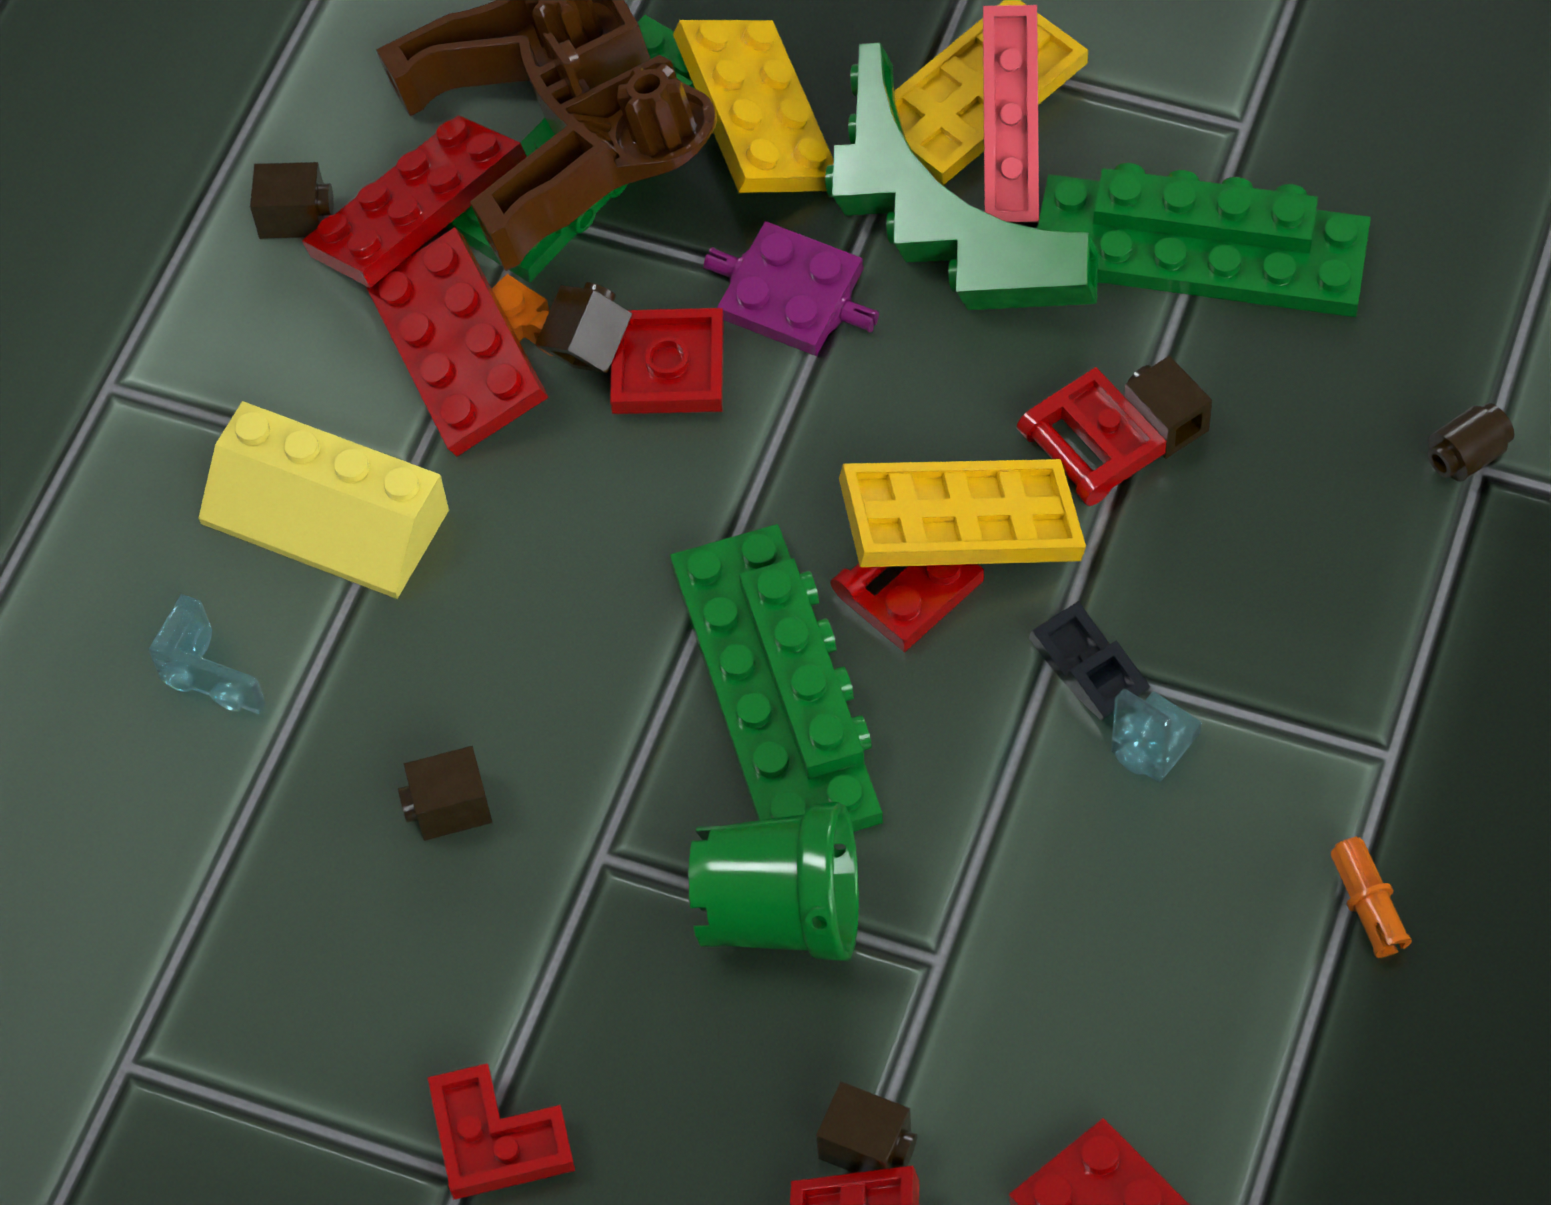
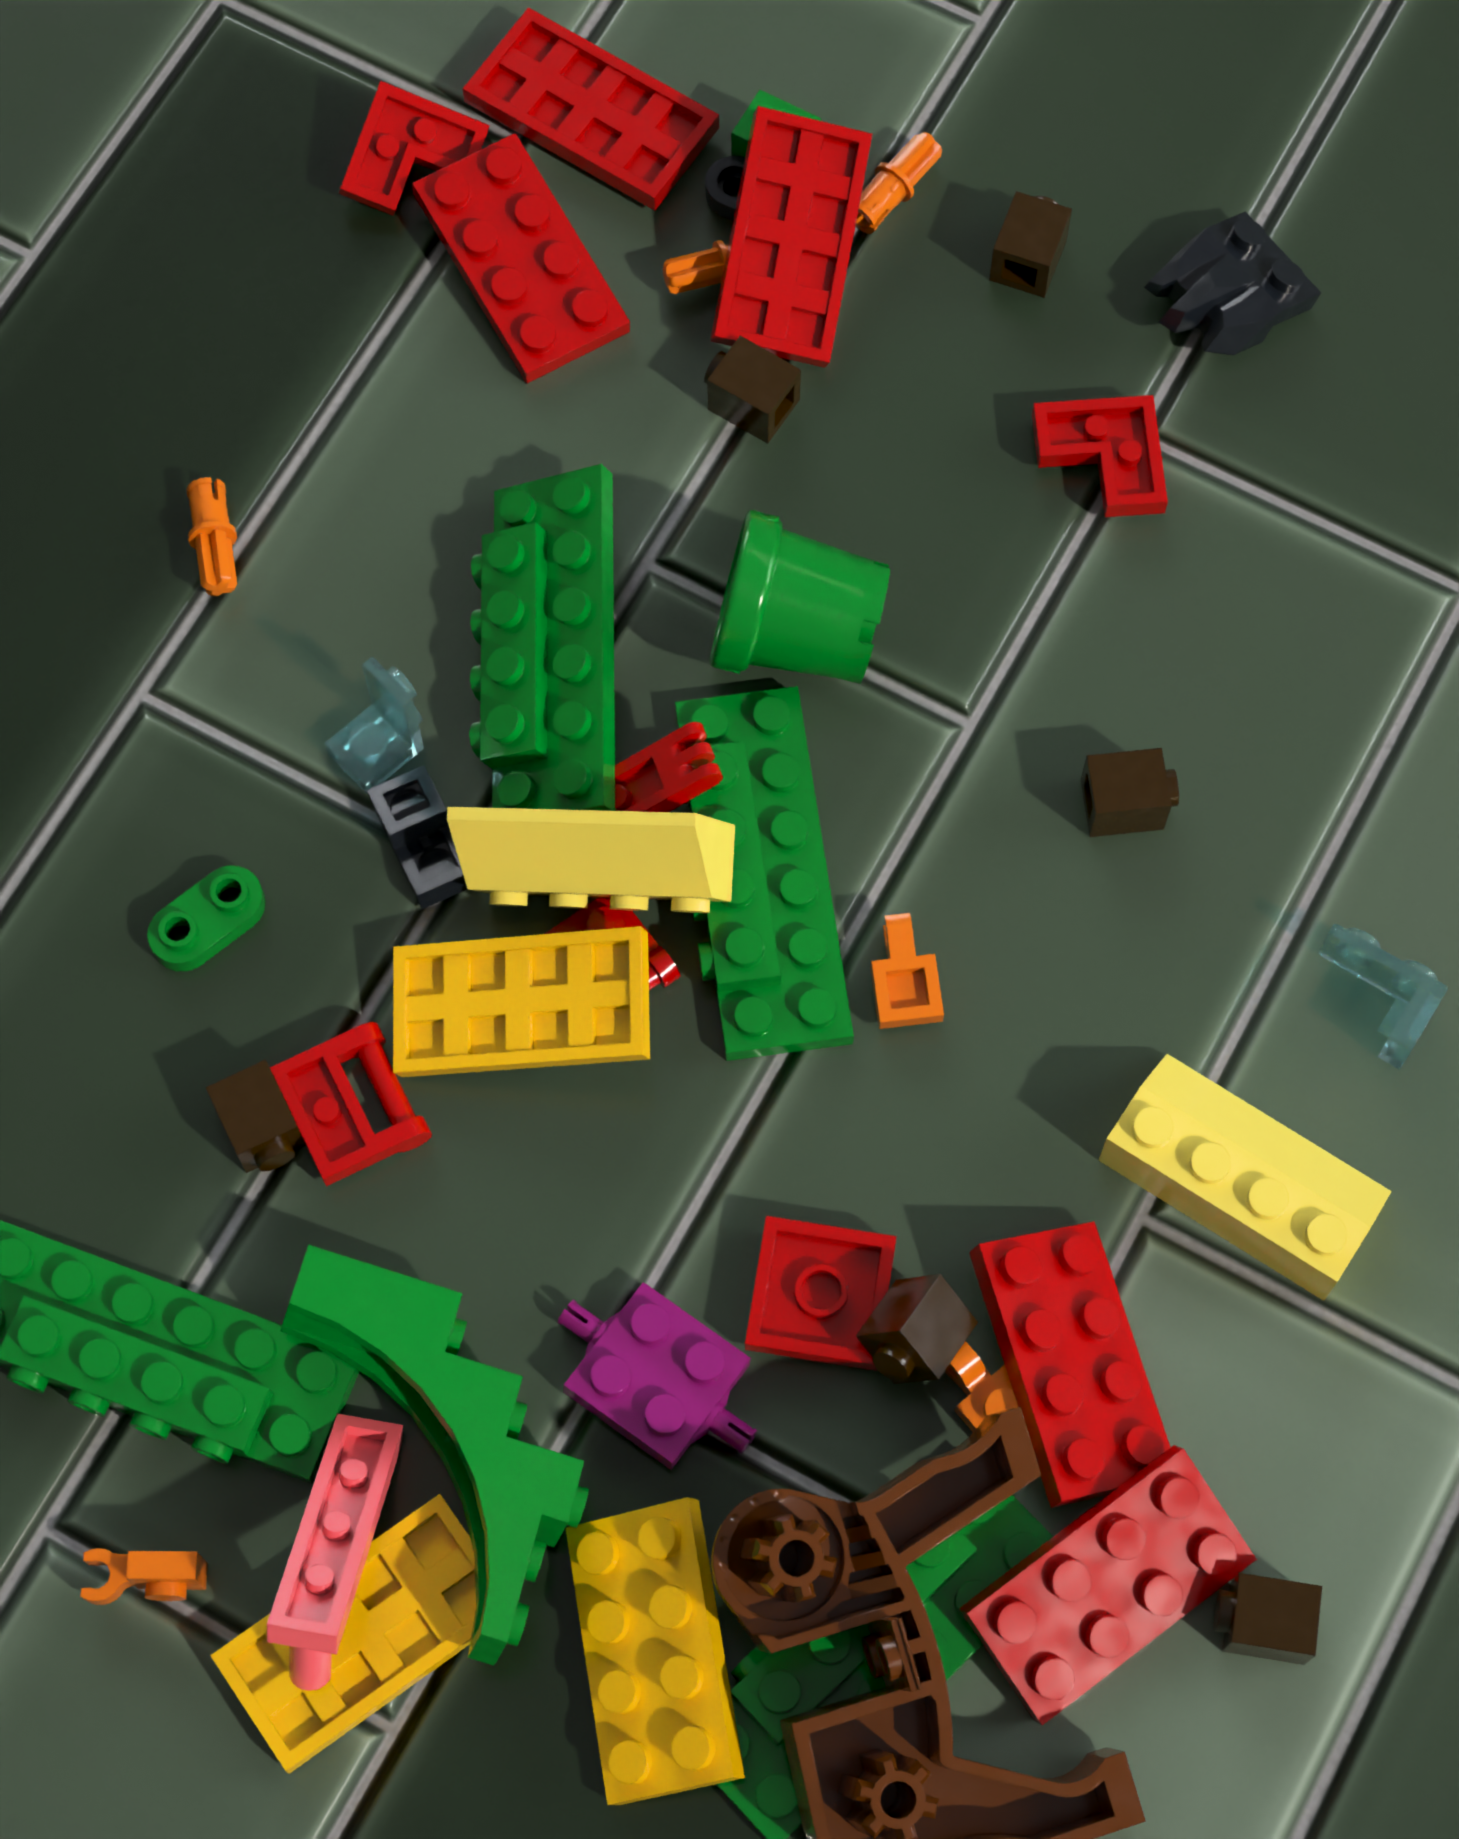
camera: 175 degrees left, 10 degrees up
(629, 603) = (905, 984): none -> orange plate
(898, 705) = (667, 772): none -> red hinge
(920, 623) = (594, 855): none -> light yellow slope
(1014, 836) = (547, 644): none -> green plate
(1148, 94) = (161, 1574): none -> orange plate
(1265, 561) = (210, 920): none -> green plate

